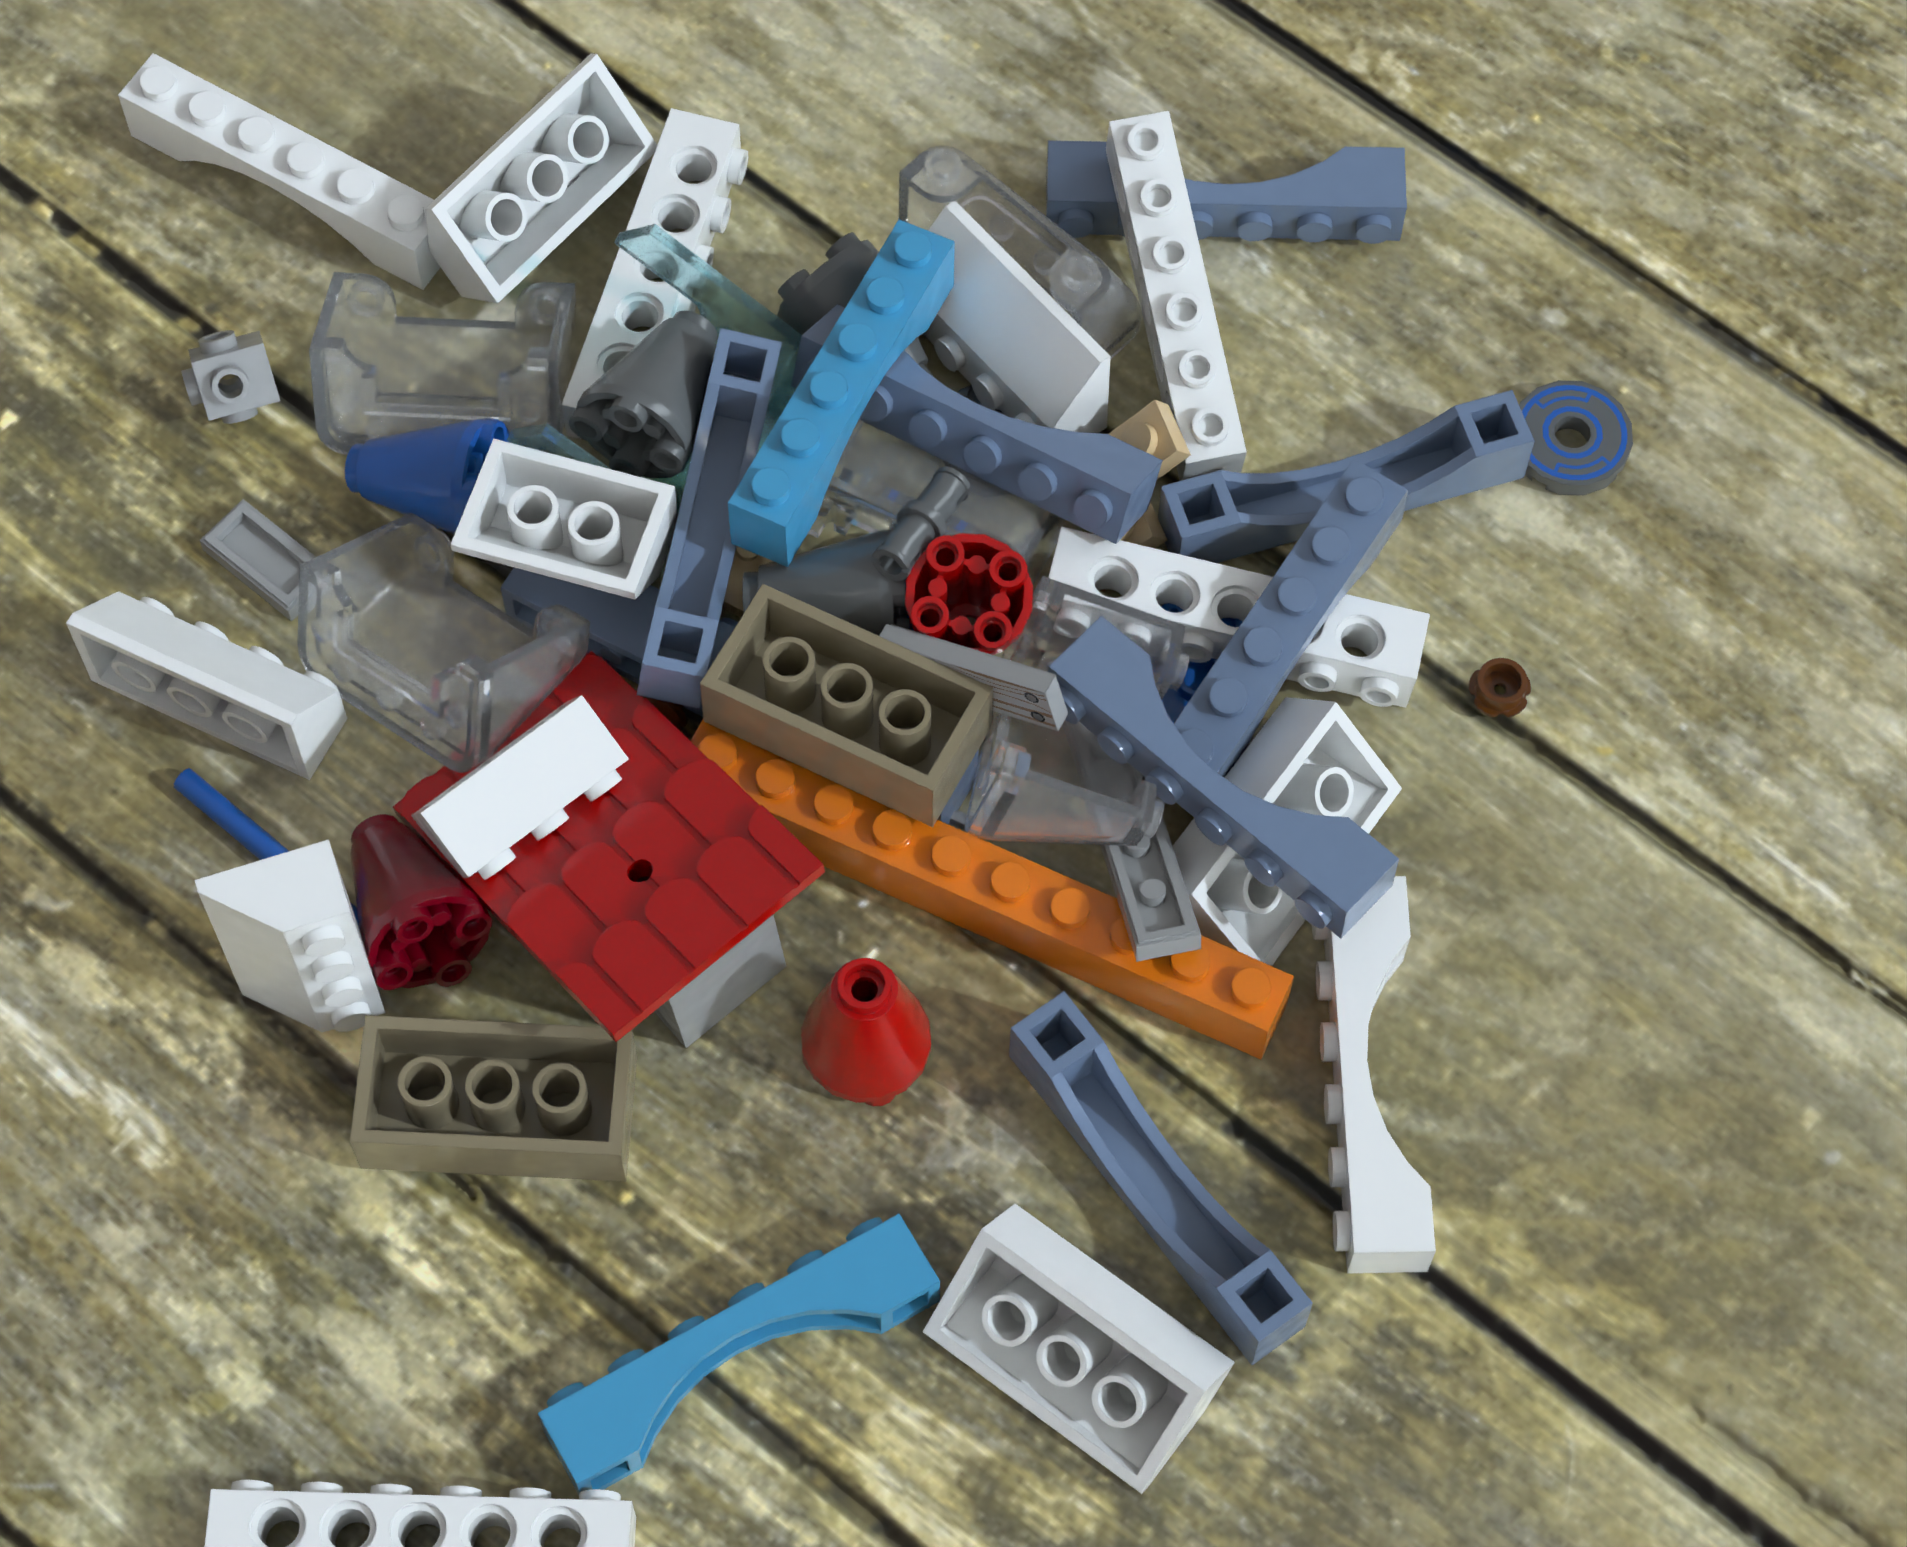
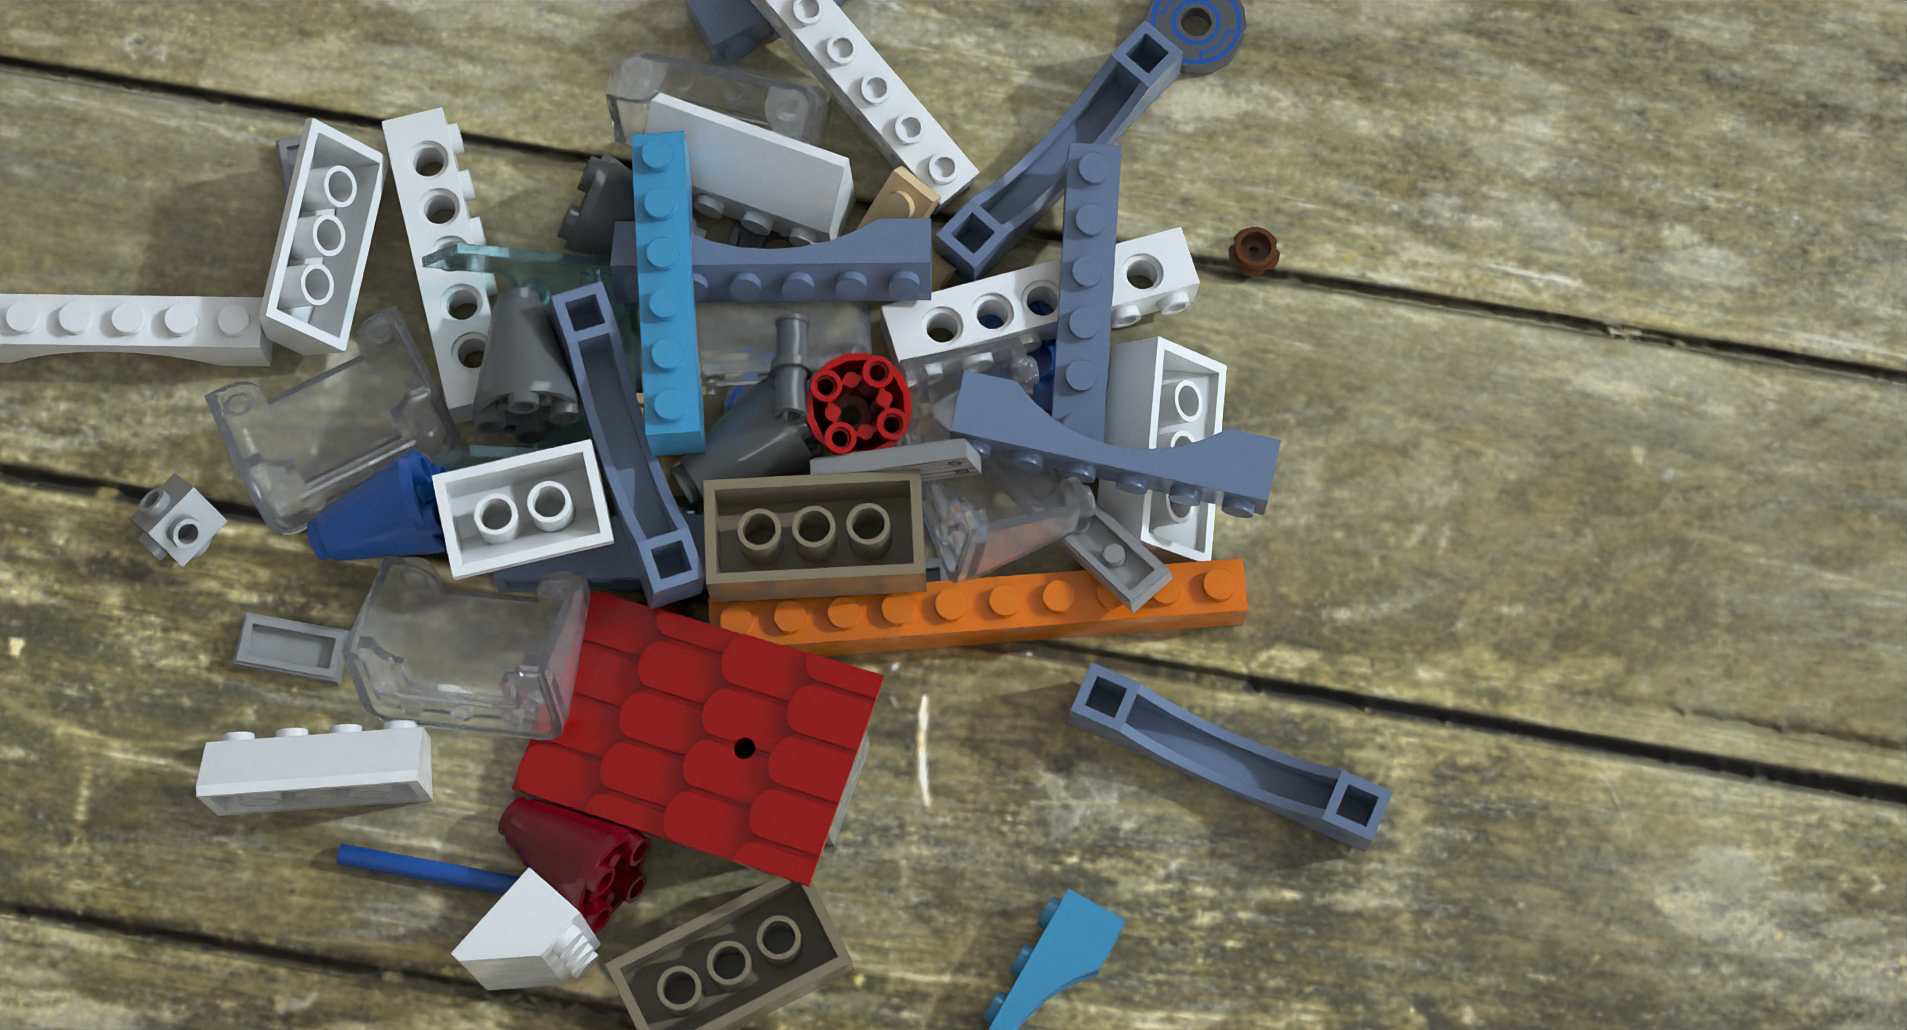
camera: 30 degrees left, 10 degrees up
(523, 789) = (614, 731): white slope -> none
(866, 1034) = (956, 786): red cone -> none
(1077, 1346) = (1242, 909): white slope -> none
(1384, 1199) = (1389, 684): white arch -> none

